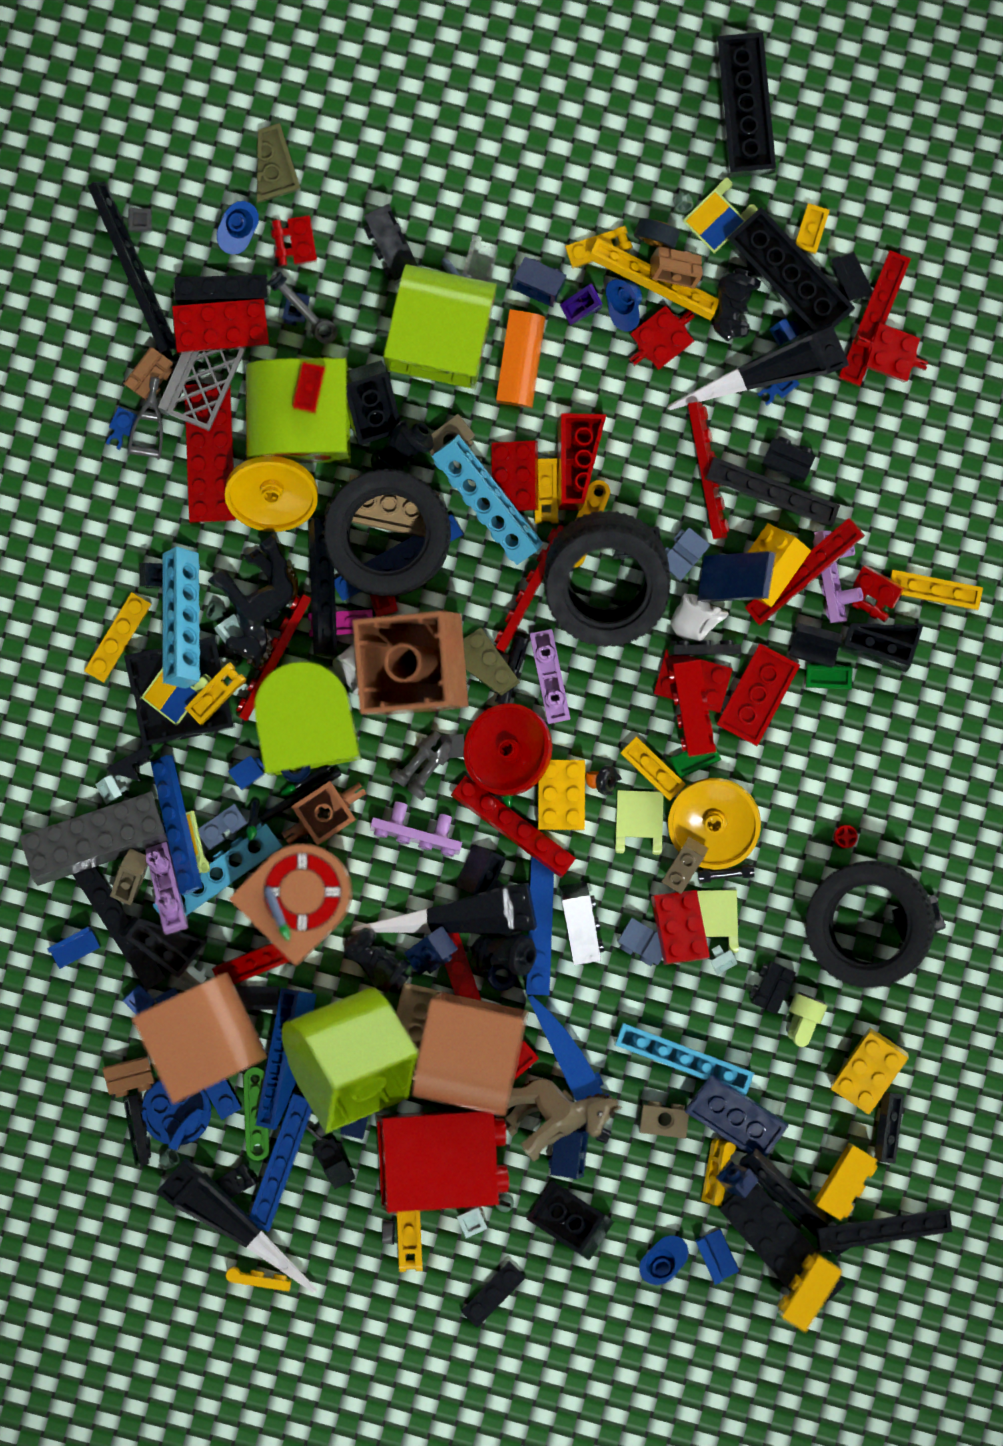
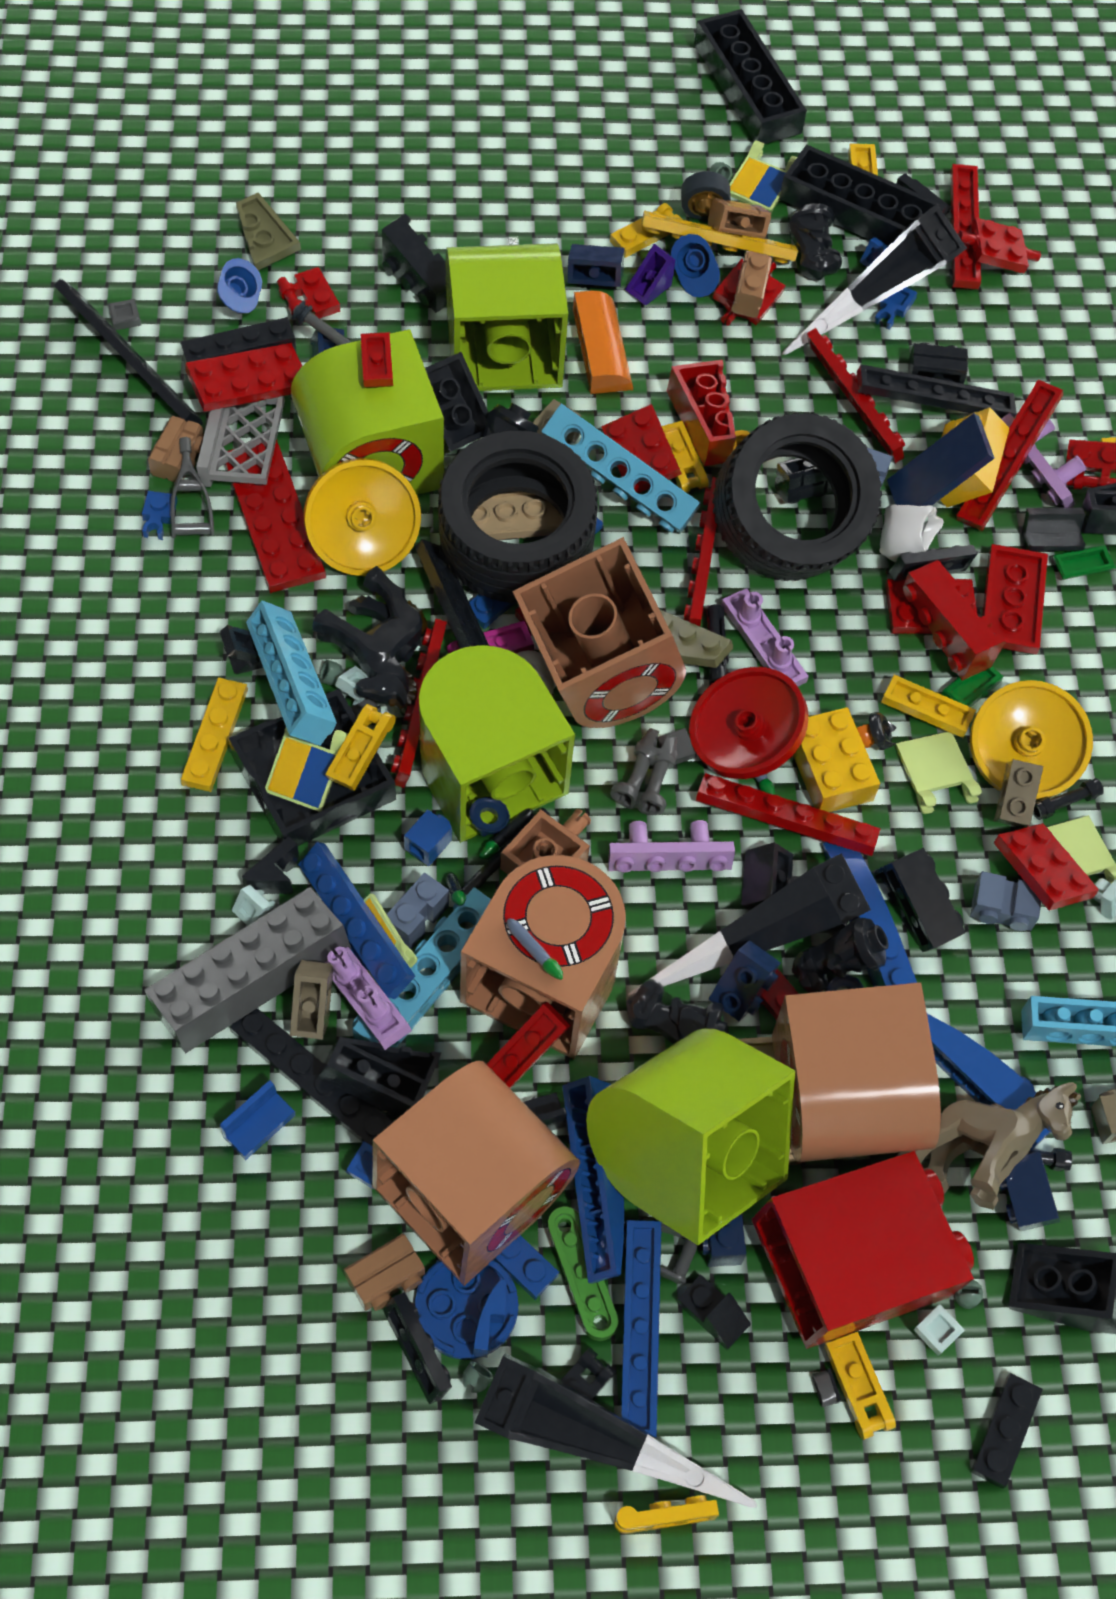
camera: 20 degrees left, 25 degrees down
(658, 345) = (751, 284): none -> medium nougat brick

